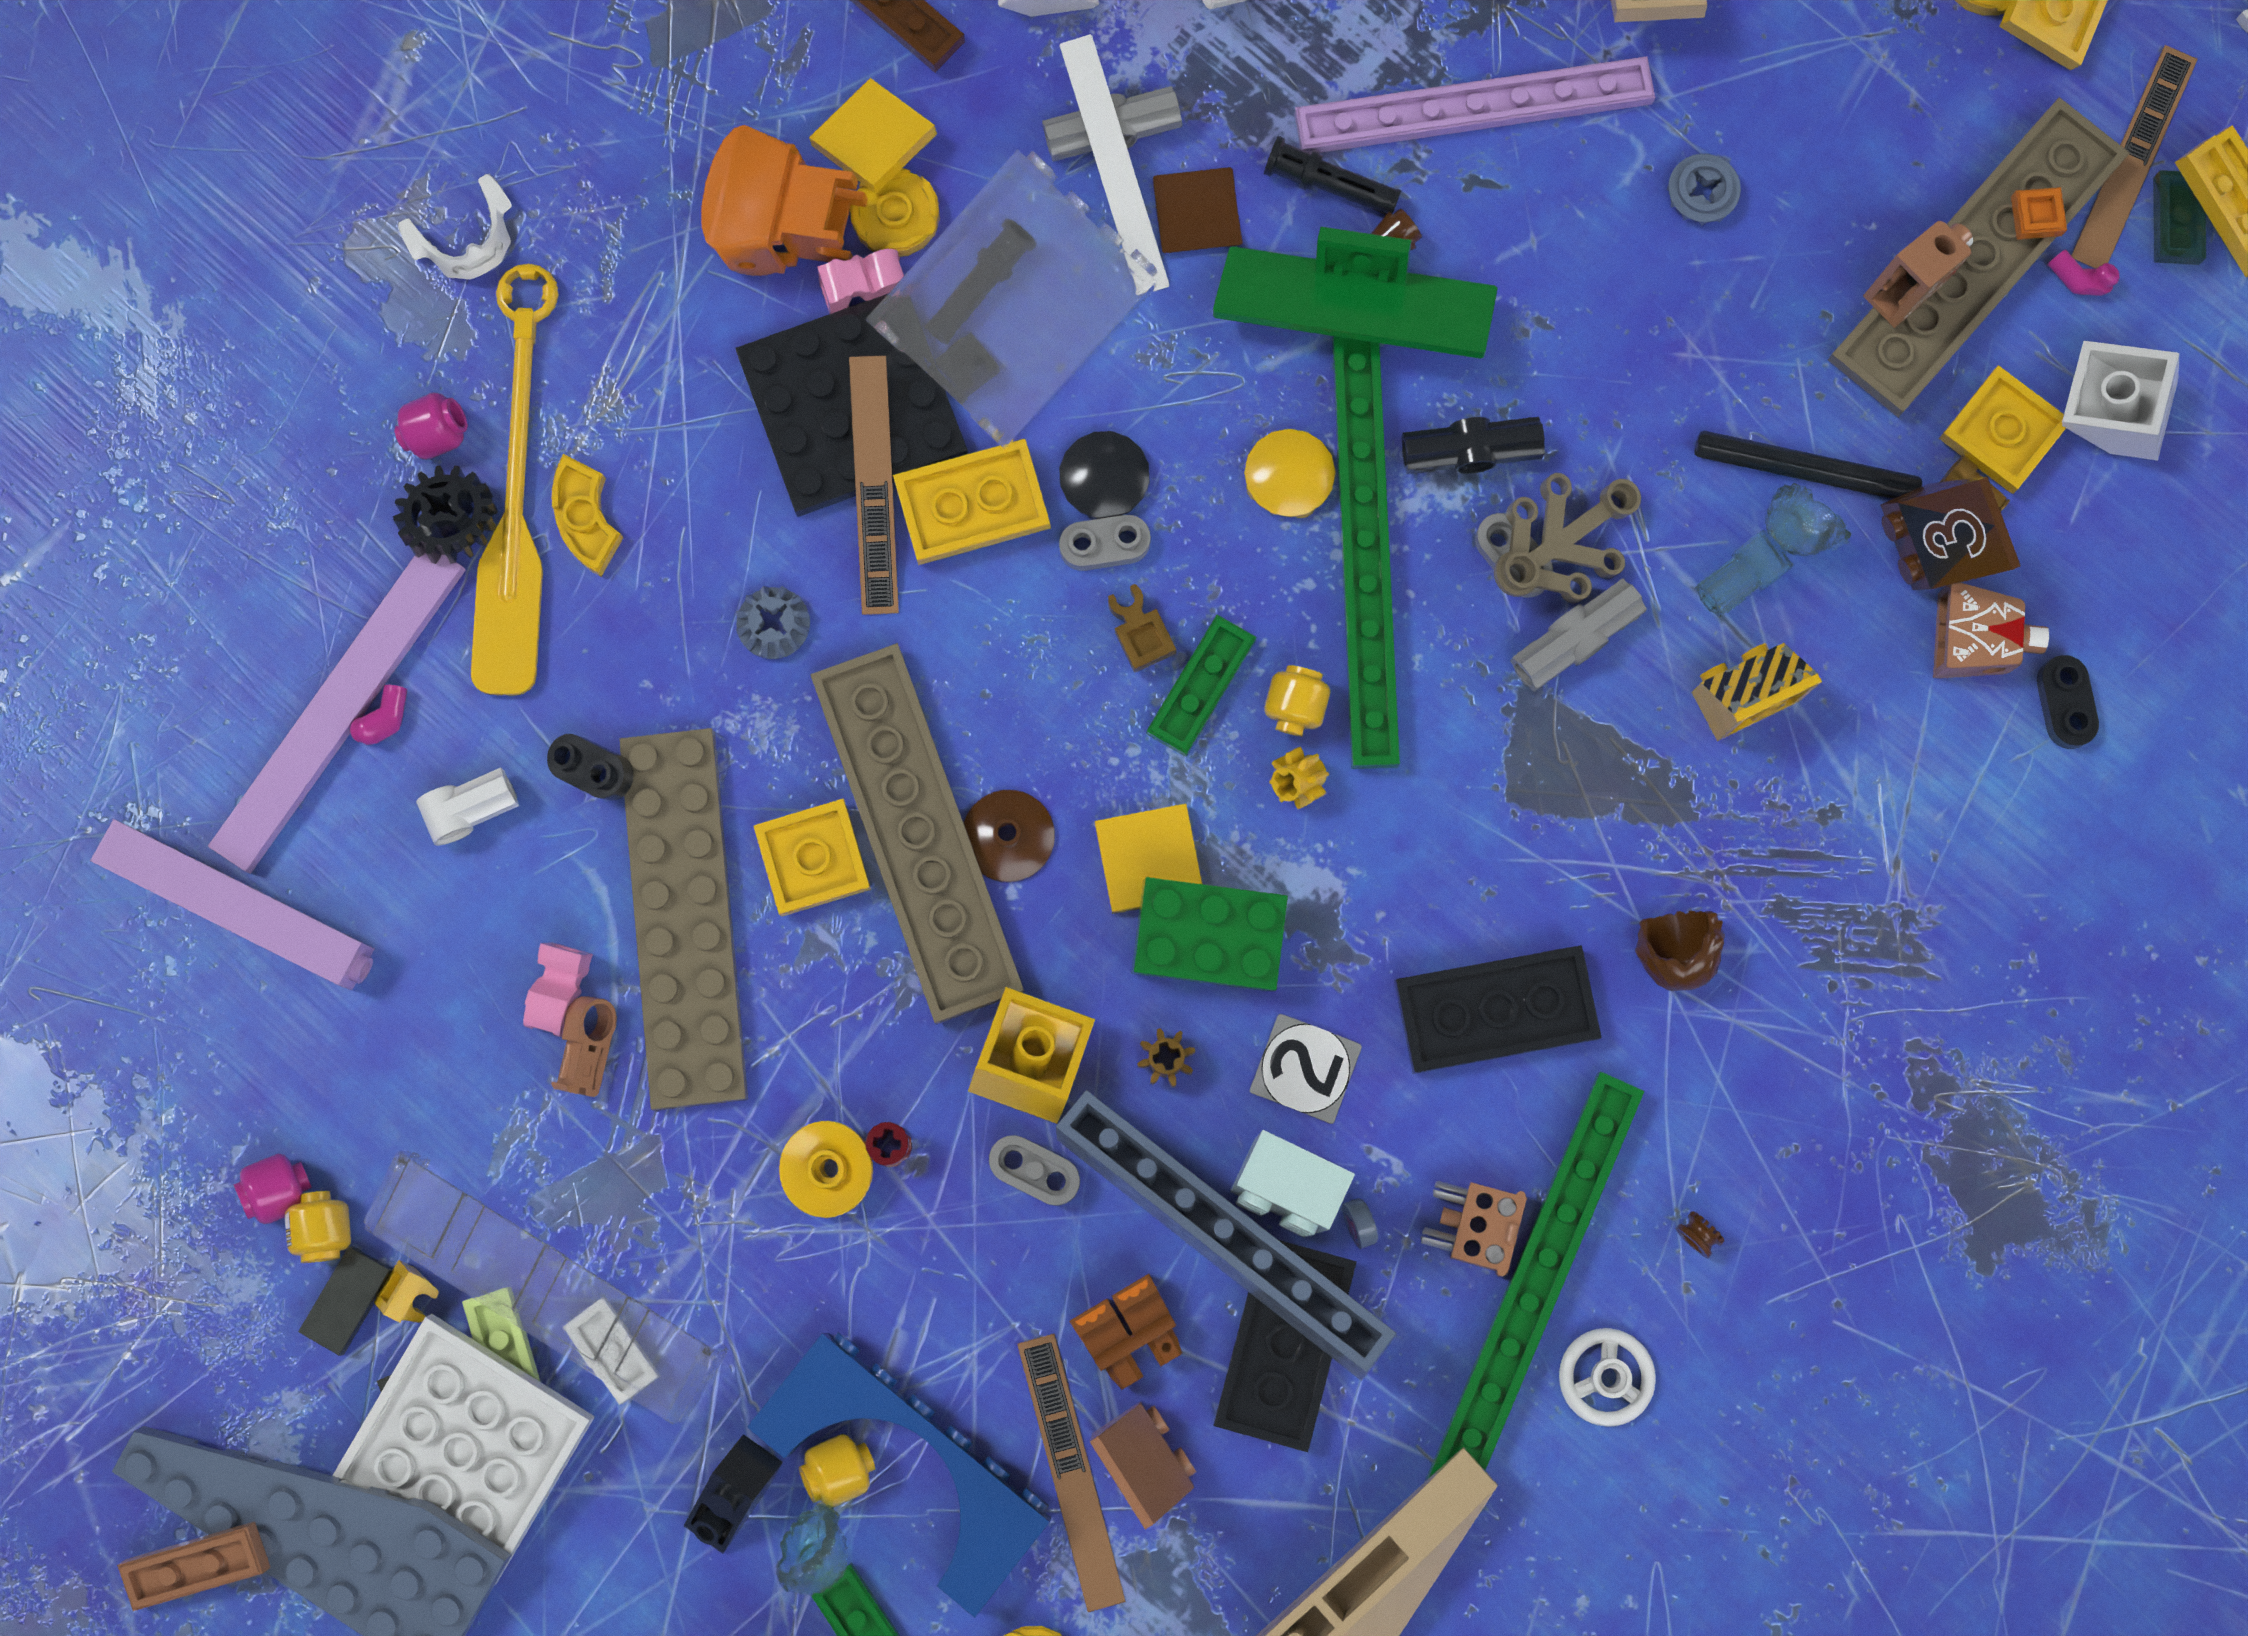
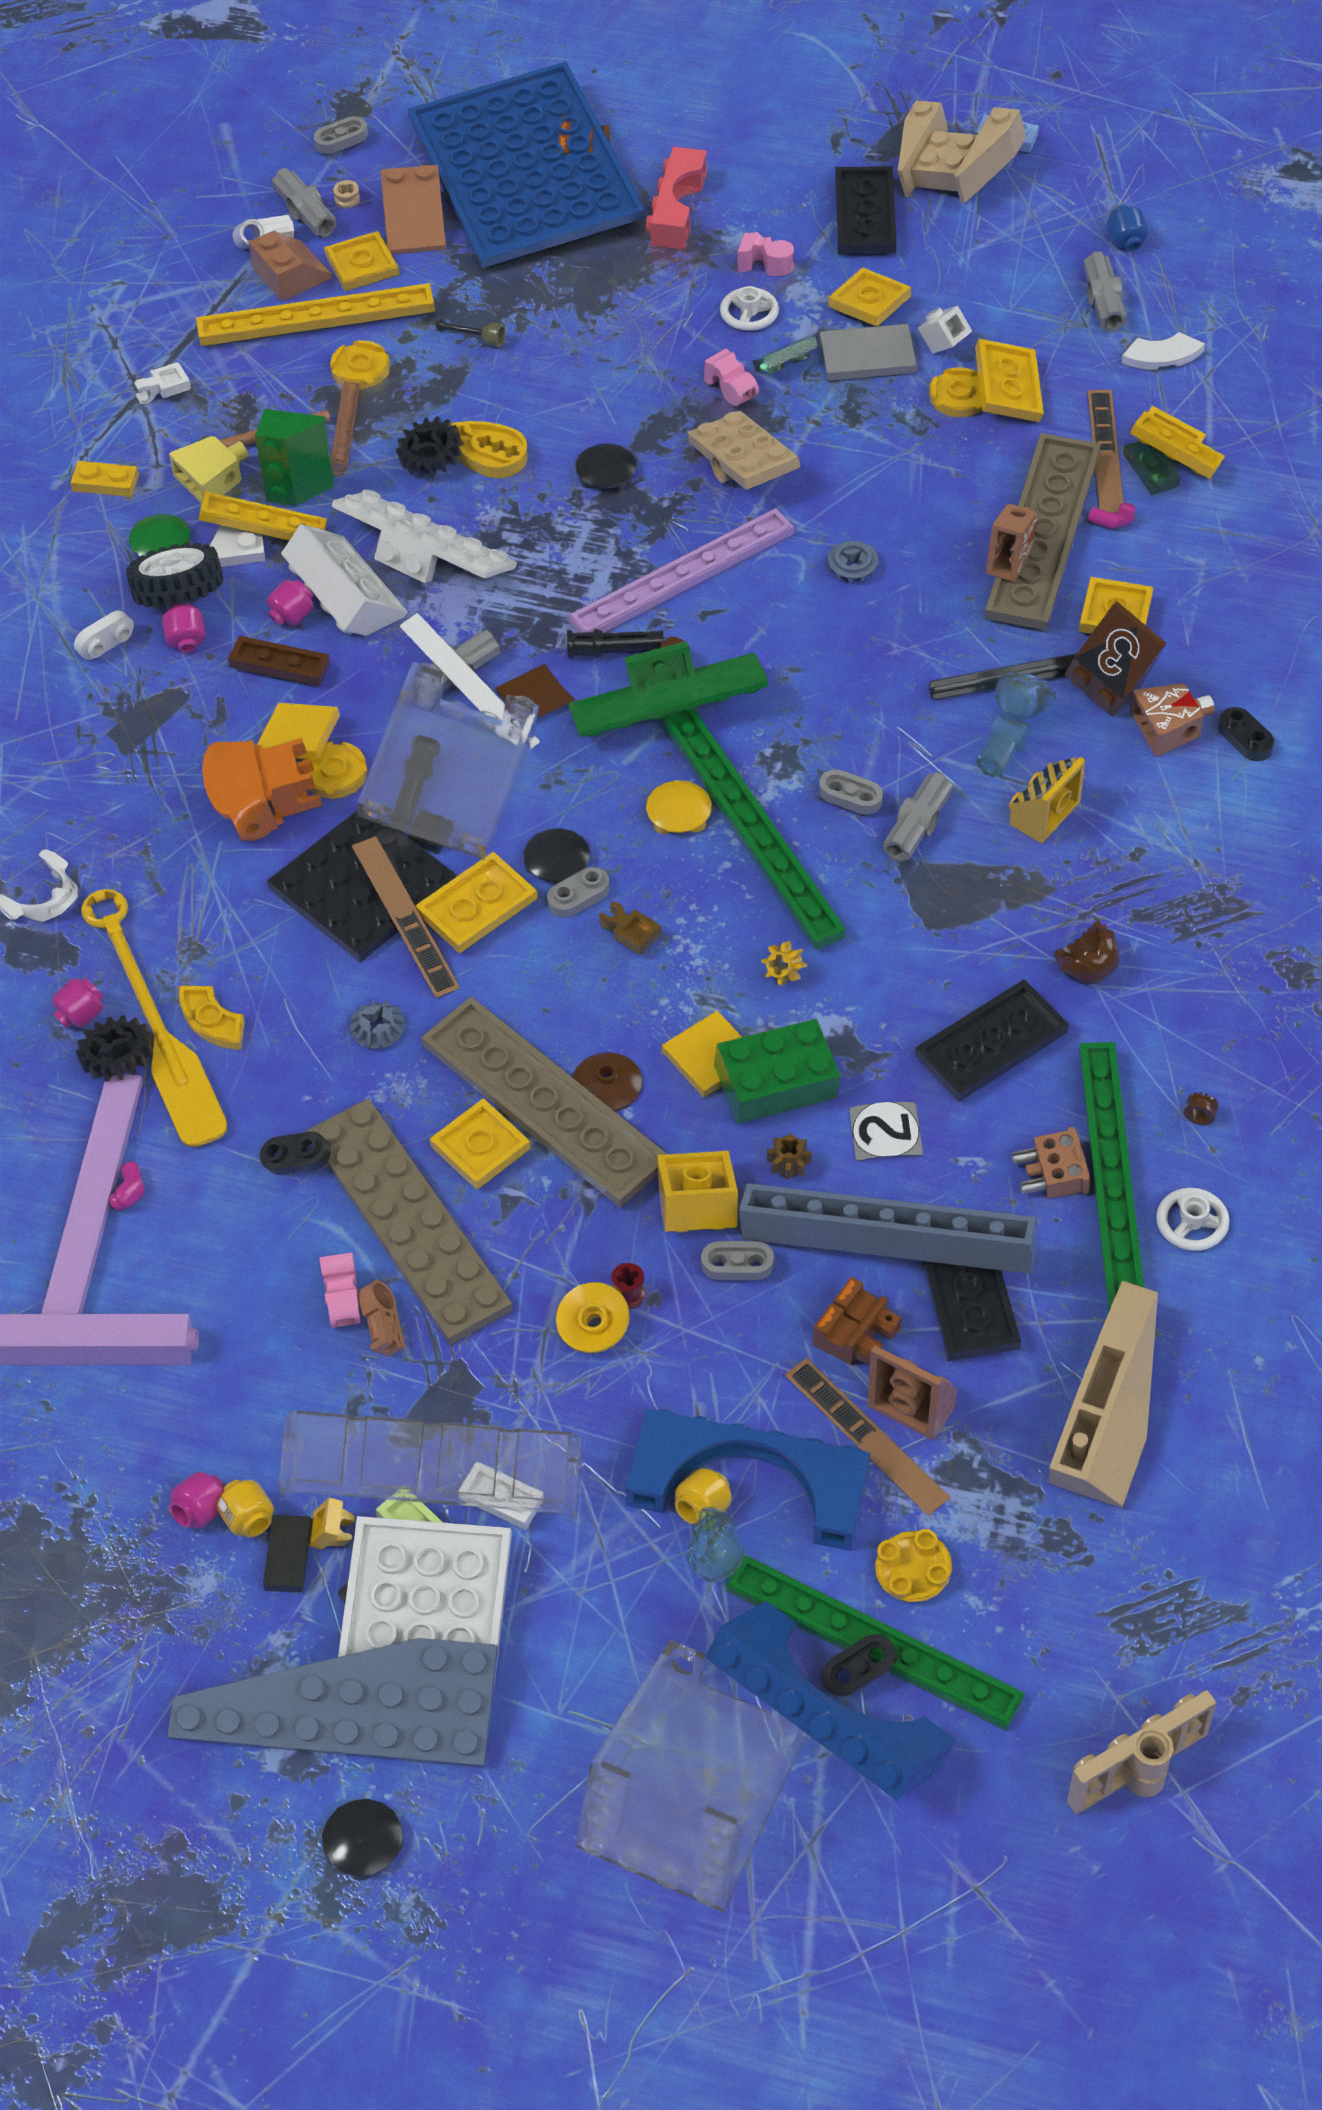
camera: 25 degrees left, 25 degrees down
(194, 1566) = (262, 1766): nougat tile -> none
(454, 810) = (212, 1219): white piece -> none
(732, 1493) = (636, 1545): black slope -> none
(859, 277) = (323, 810): bright pink leg -> none
(1201, 685) = (688, 945): green tile -> none
(1291, 1184) = (916, 1154): light aqua brick -> none
(1297, 700) = (757, 921): yellow head -> none
(1360, 1223) = (975, 1195): sand blue tile -> none
(1473, 445) = (788, 744): black piece -> none
(1559, 541) = (861, 790): dark tan plant -> none
(2038, 213) = (1065, 491): orange tile -> none
(2122, 398) = (1176, 562): white slope -> none

